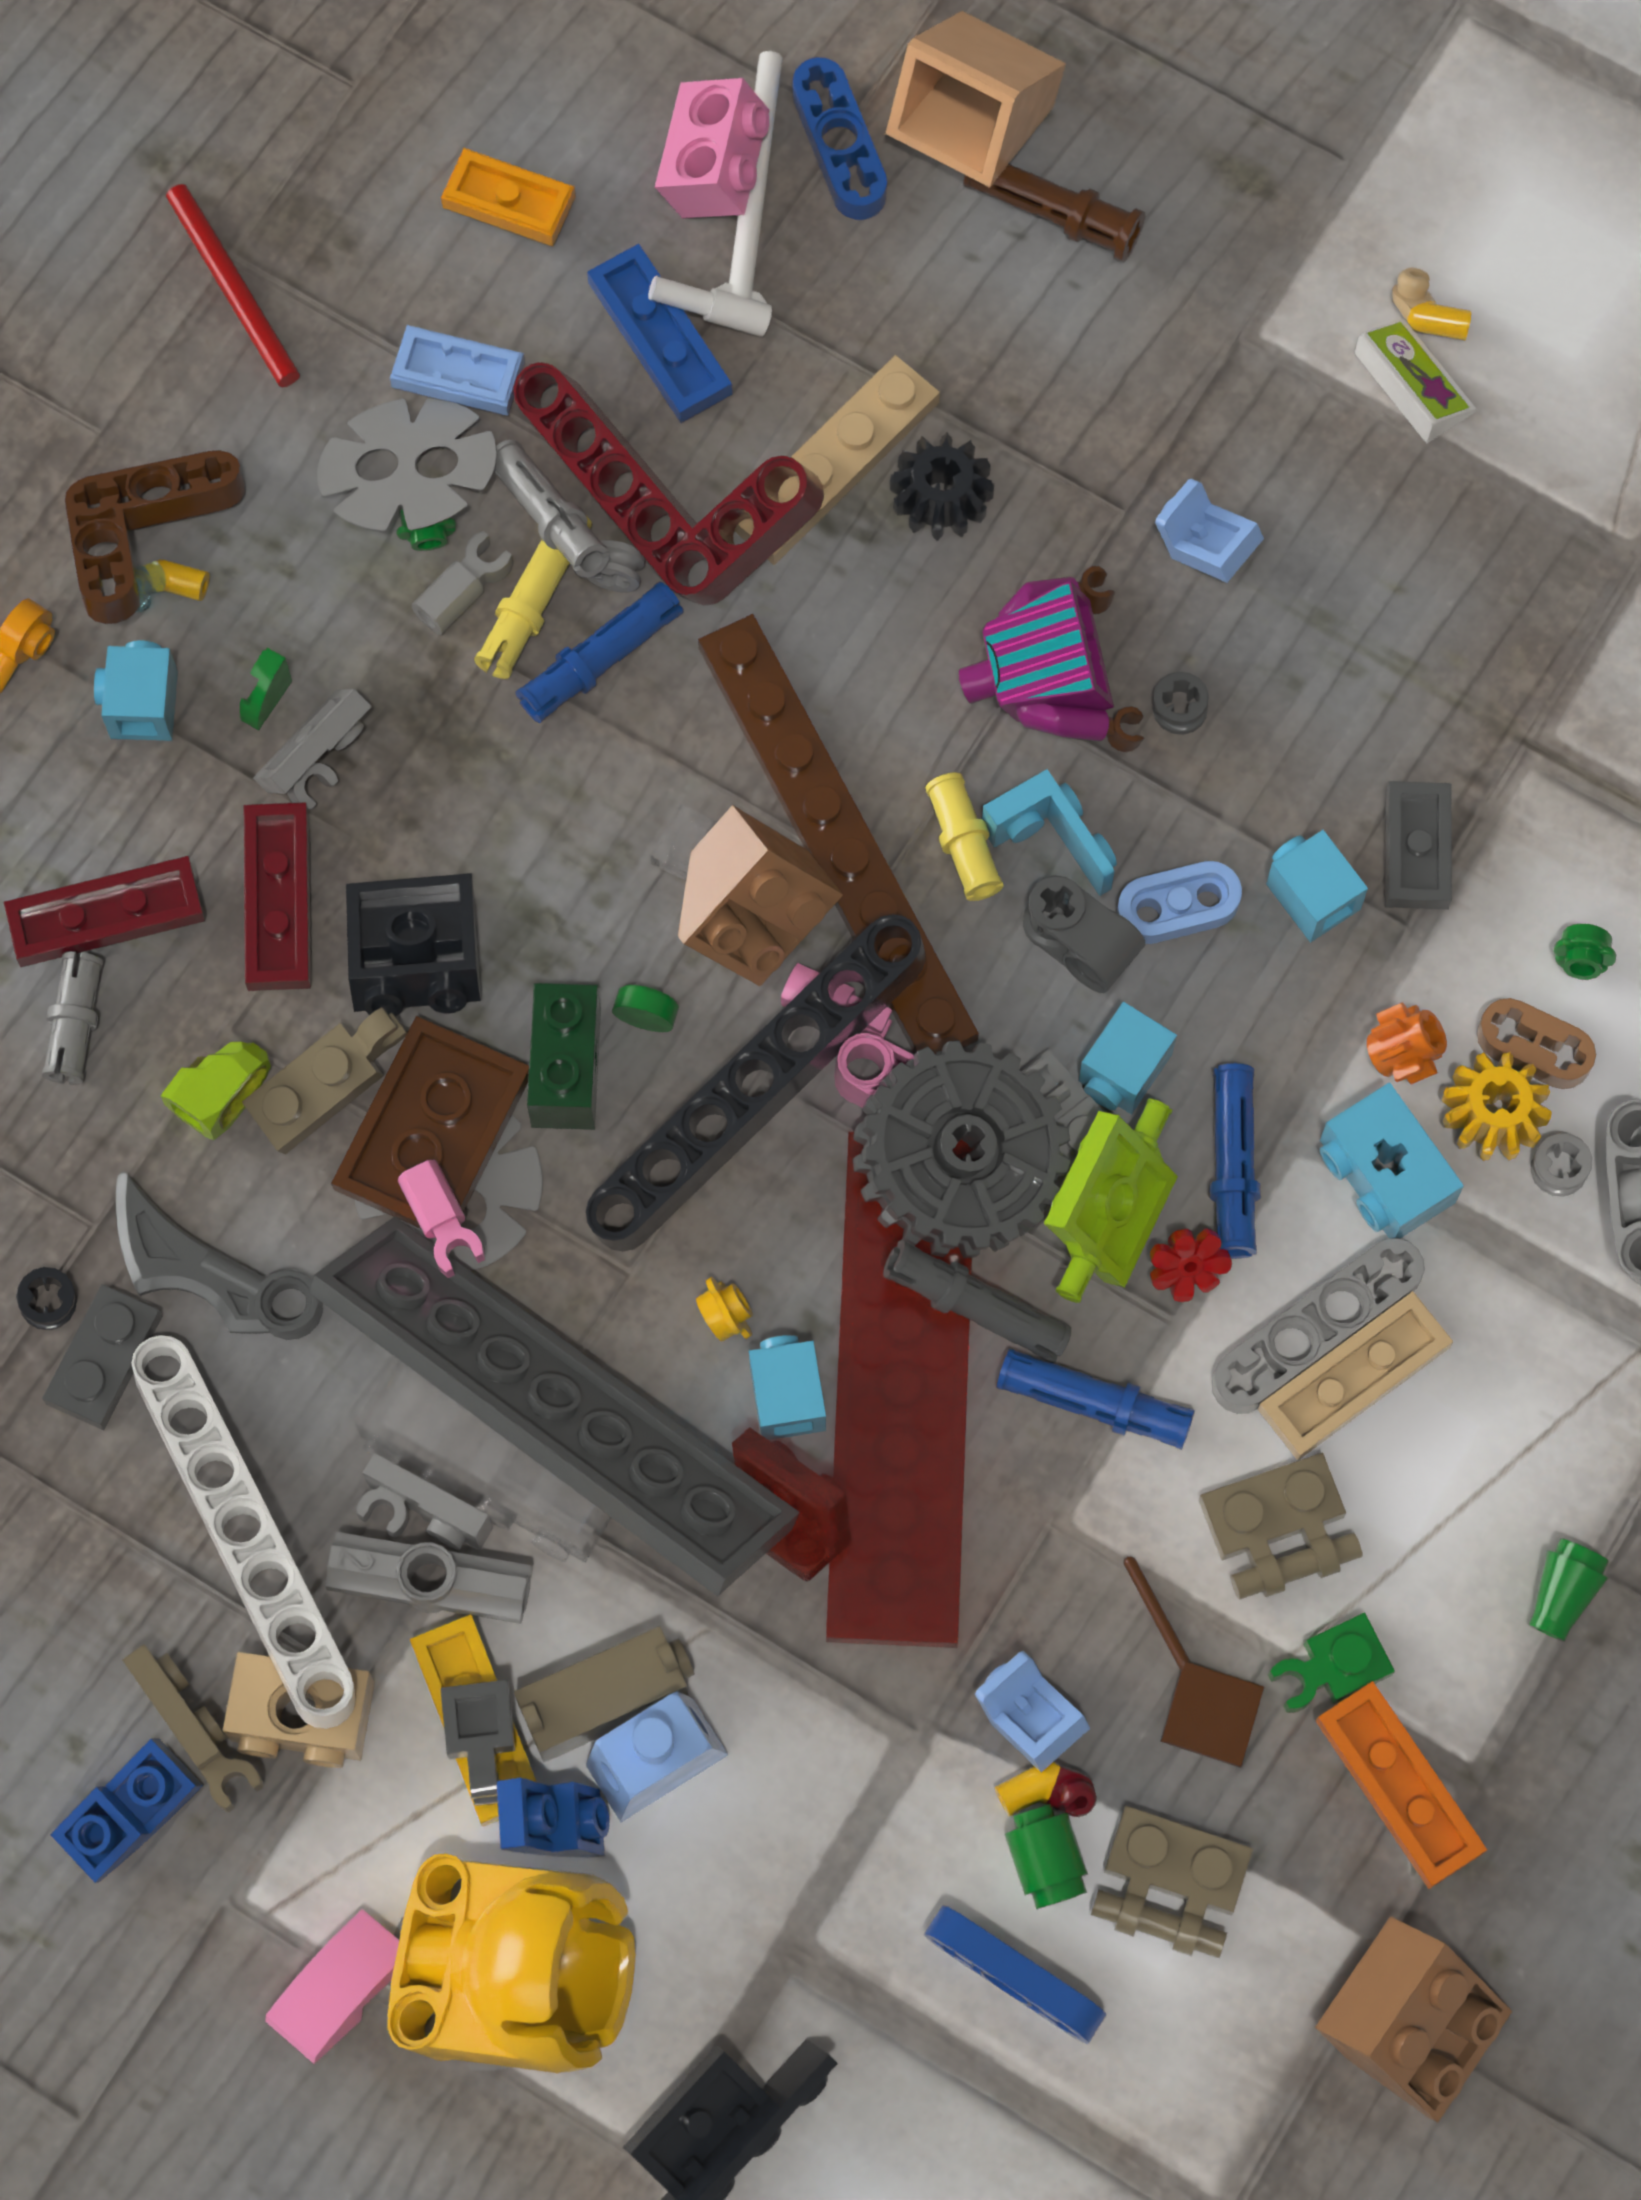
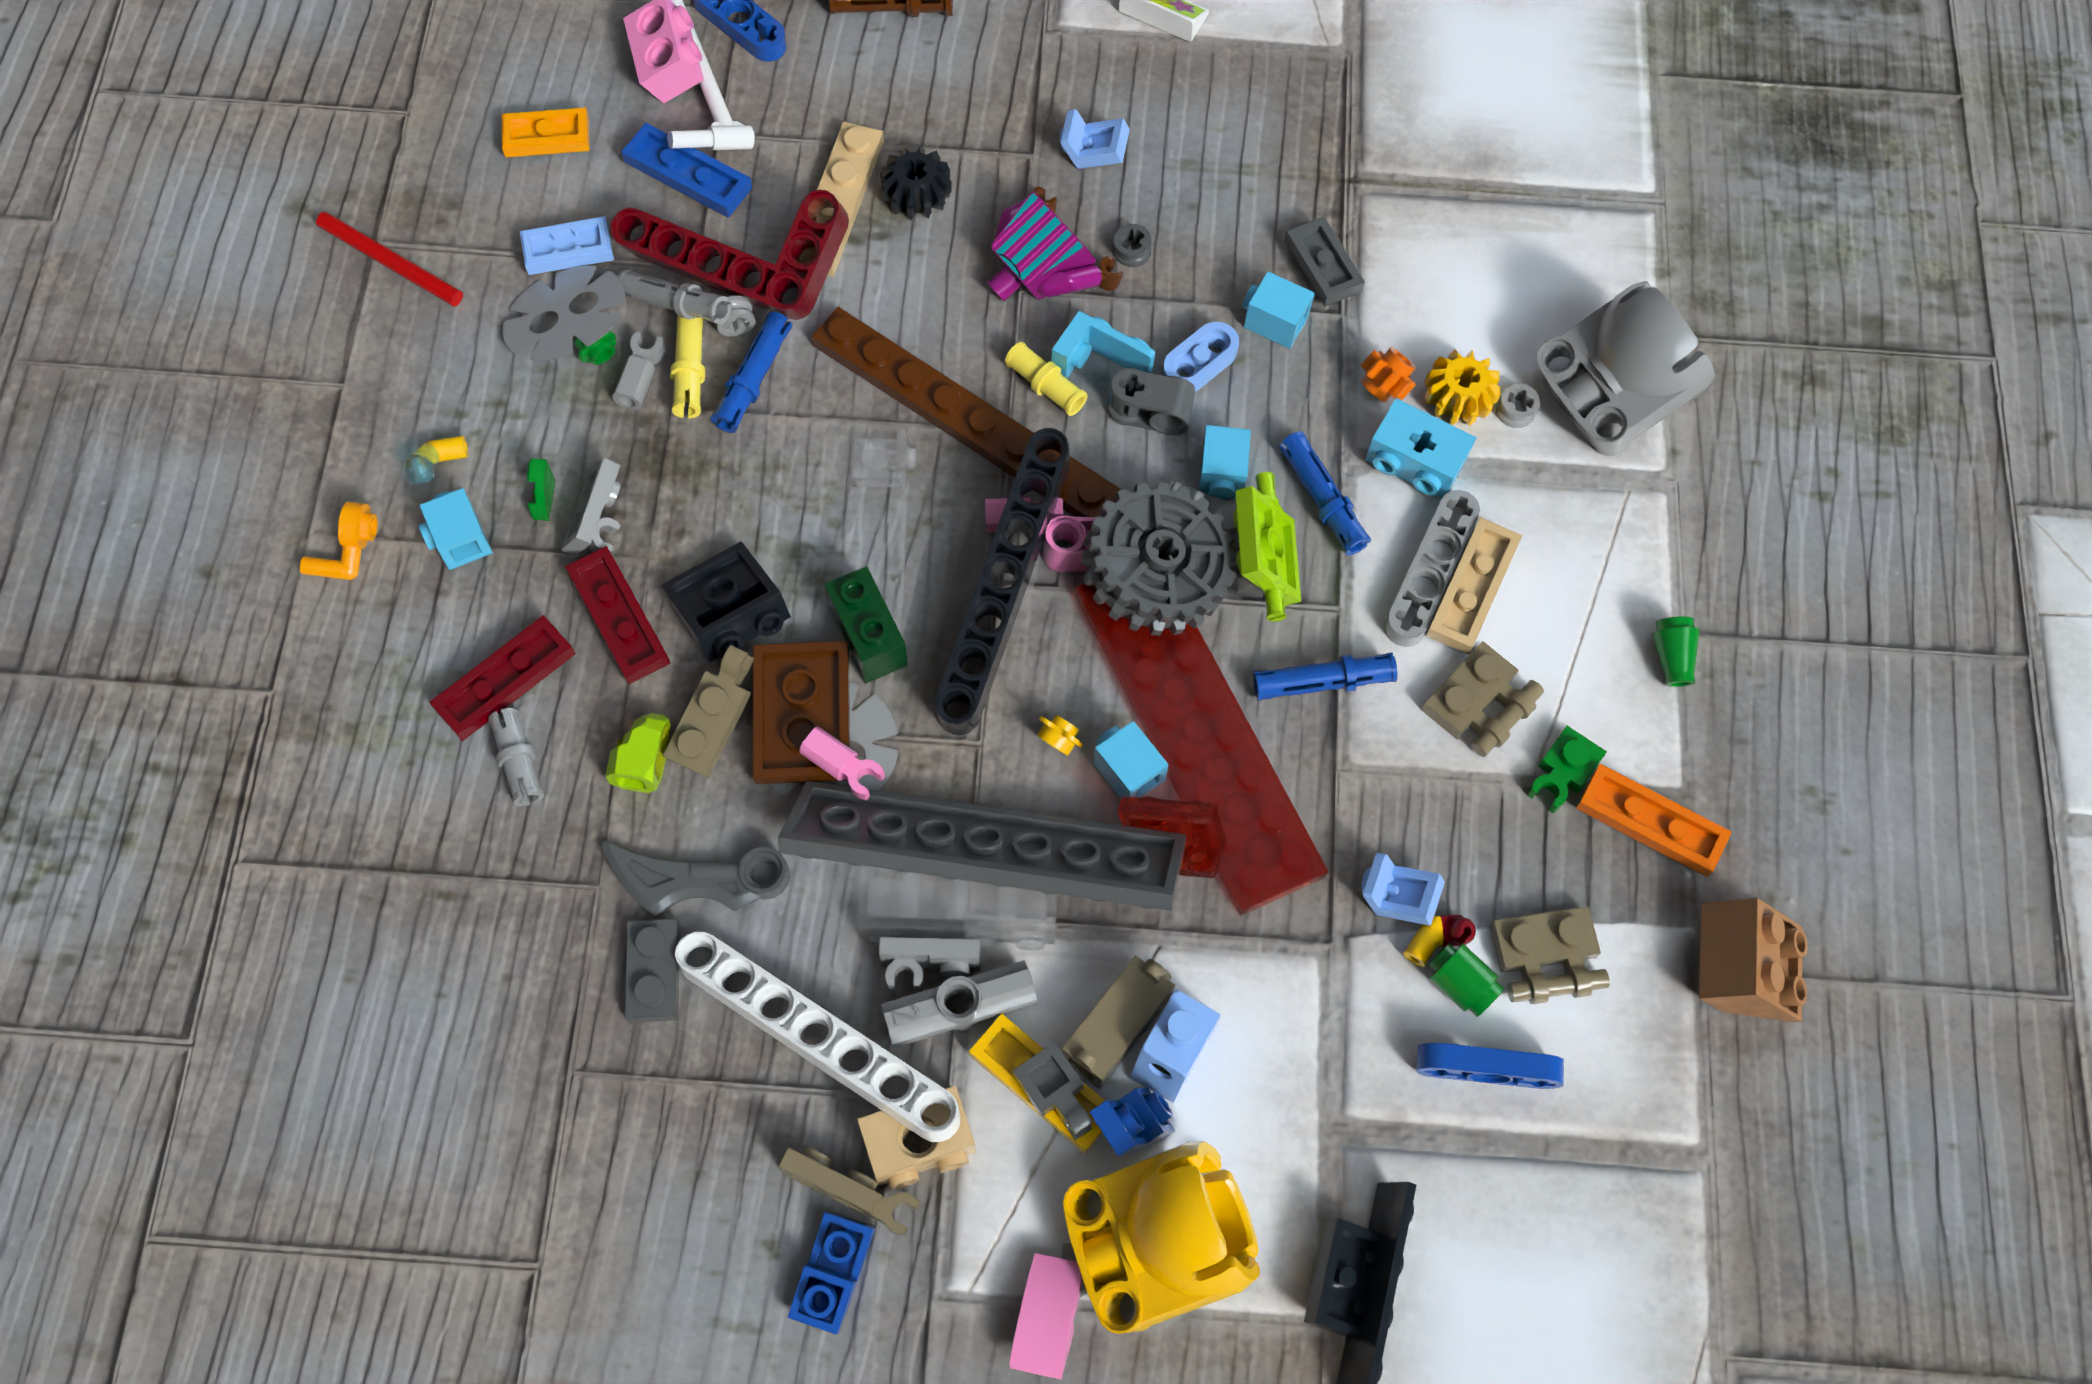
camera: 30 degrees left, 5 degrees down
(27, 1302) = (578, 957): black bush -> none
(114, 519) = (379, 421): reddish brown beam -> none
(645, 1008) = (902, 571): green tile -> none
(751, 896) = (937, 466): medium nougat slope -> none
(957, 1291) = (1206, 648): dark grey pin -> none
(1189, 1263) = (1333, 564): red plant -> none
(1209, 1709) = (1505, 834): reddish brown piece -> none
(1543, 1031) = (1462, 337): medium nougat beam -> none
(1584, 951) = (1458, 276): green plate -> none

